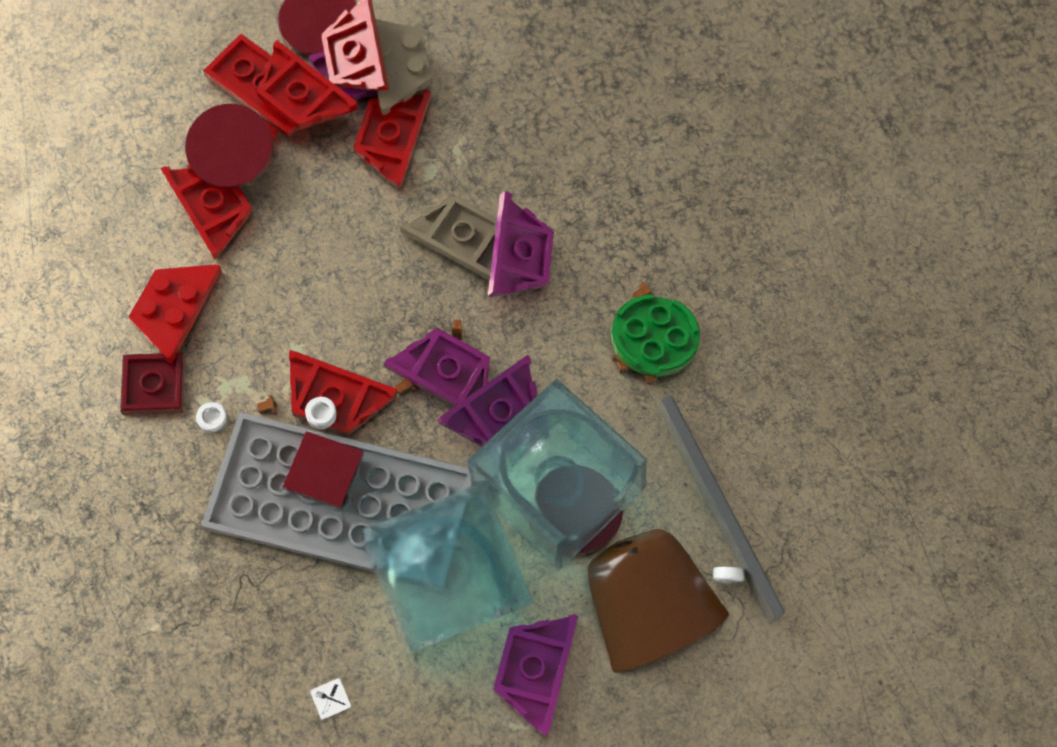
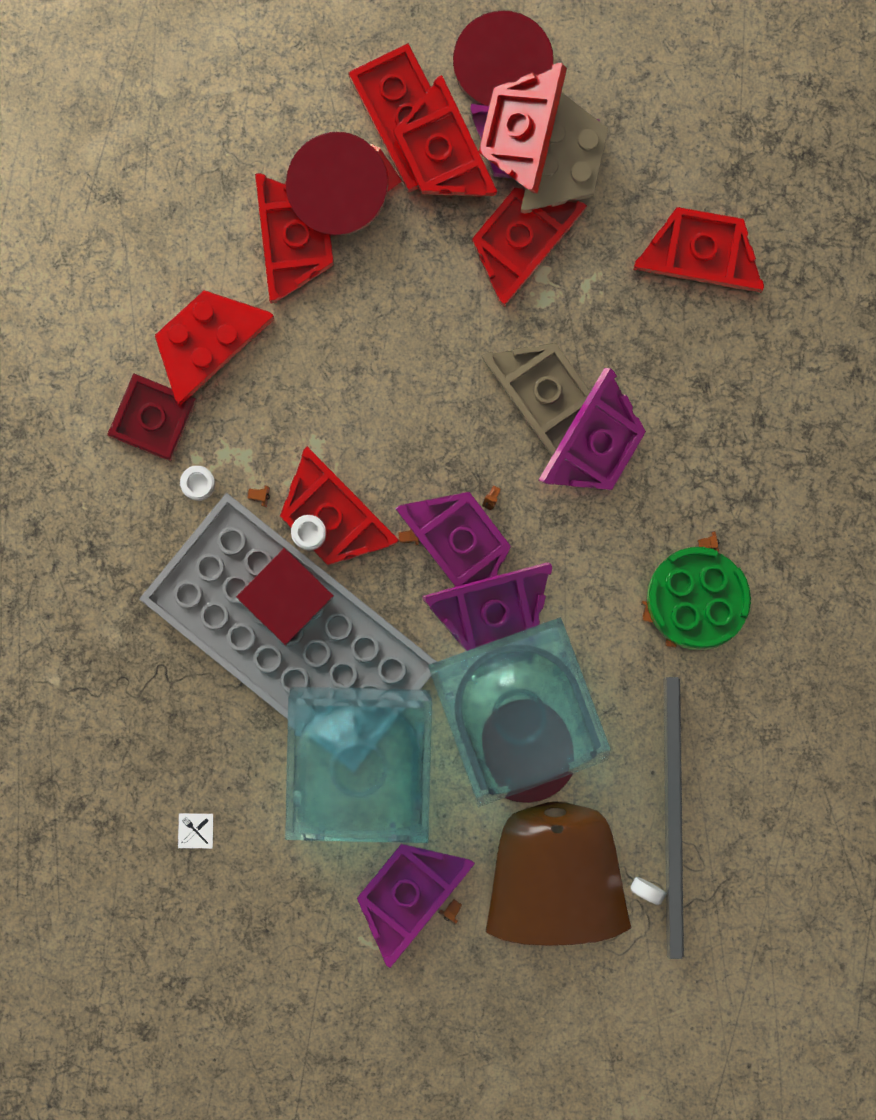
camera: 30 degrees right, 15 degrees up
(534, 88) = (704, 250): none -> red wing
(577, 666) = (451, 911): none -> dark orange piece

